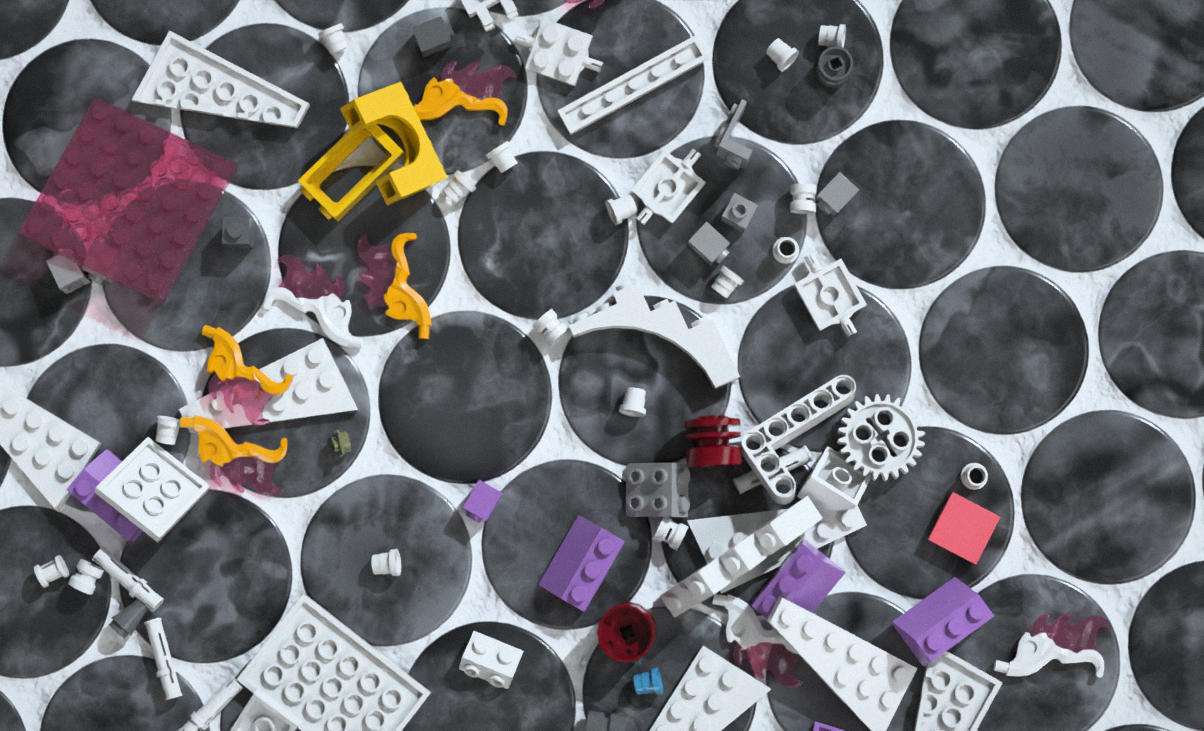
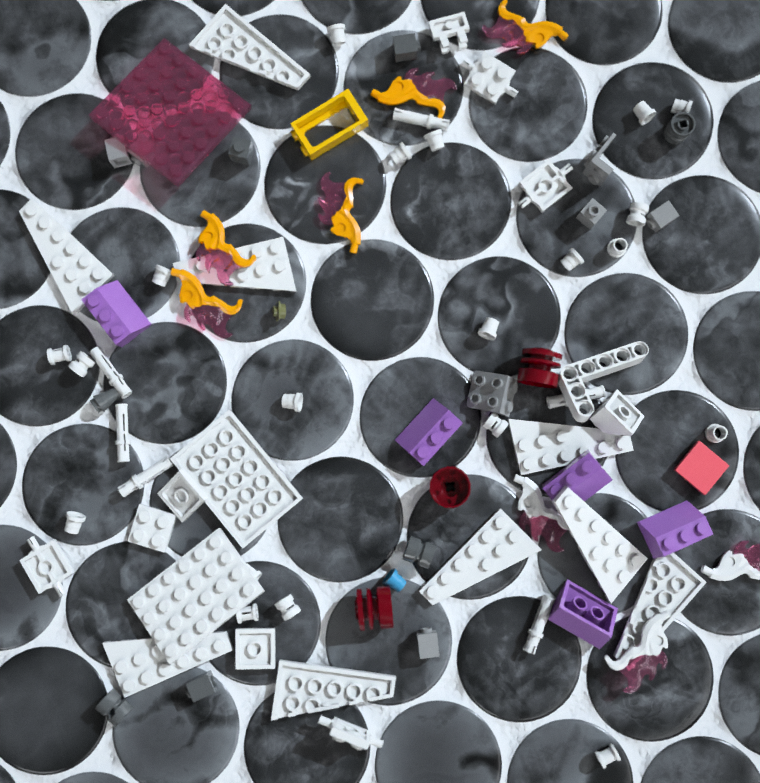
camera: 10 degrees right, 0 degrees up
(152, 489) = (140, 313): white plate -> none
(316, 294) = (285, 206): piece -> none
(394, 109) = (367, 88): yellow arch -> none
(477, 132) = (421, 119): none -> white pin
(482, 501) = (368, 373): medium lavender brick -> none
(490, 660) = (349, 485): white bracket -> none
(550, 327) = (442, 264): white wheel -> none
(621, 208) = (509, 193): white piece -> none
(631, 311) = (501, 265): white arch -> none
(633, 84) = (536, 111): white plate -> none
(649, 682) = (457, 525): dark azure piece -> none
(709, 244) = (565, 231): light grey brick -> none
(741, 557) = (542, 453): white arch -> none
(830, 294) = (642, 284): white plate -> none
(860, 450) = (641, 397): white gear -> none

